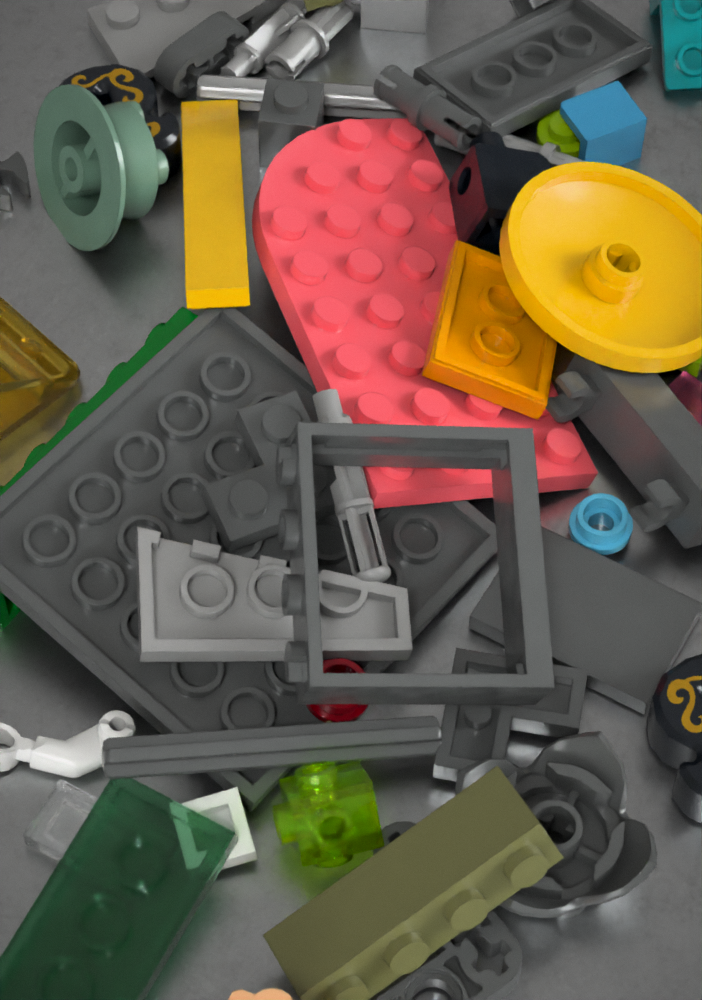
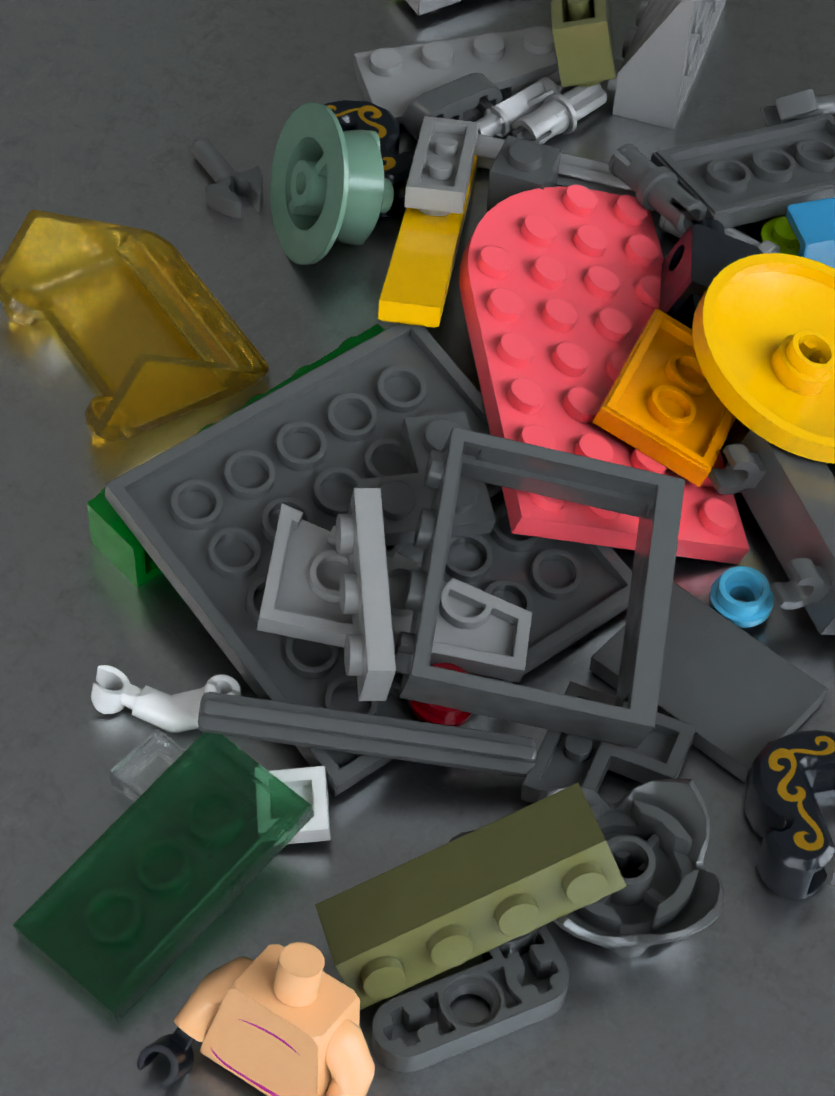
camera: 10 degrees right, 5 degrees down
(209, 123) = (442, 166): none -> light grey plate
(245, 608) = (366, 595): none -> light grey plate
(328, 813) = (410, 831): clear neon green brick -> none
(353, 501) = (495, 524): light grey piece -> none

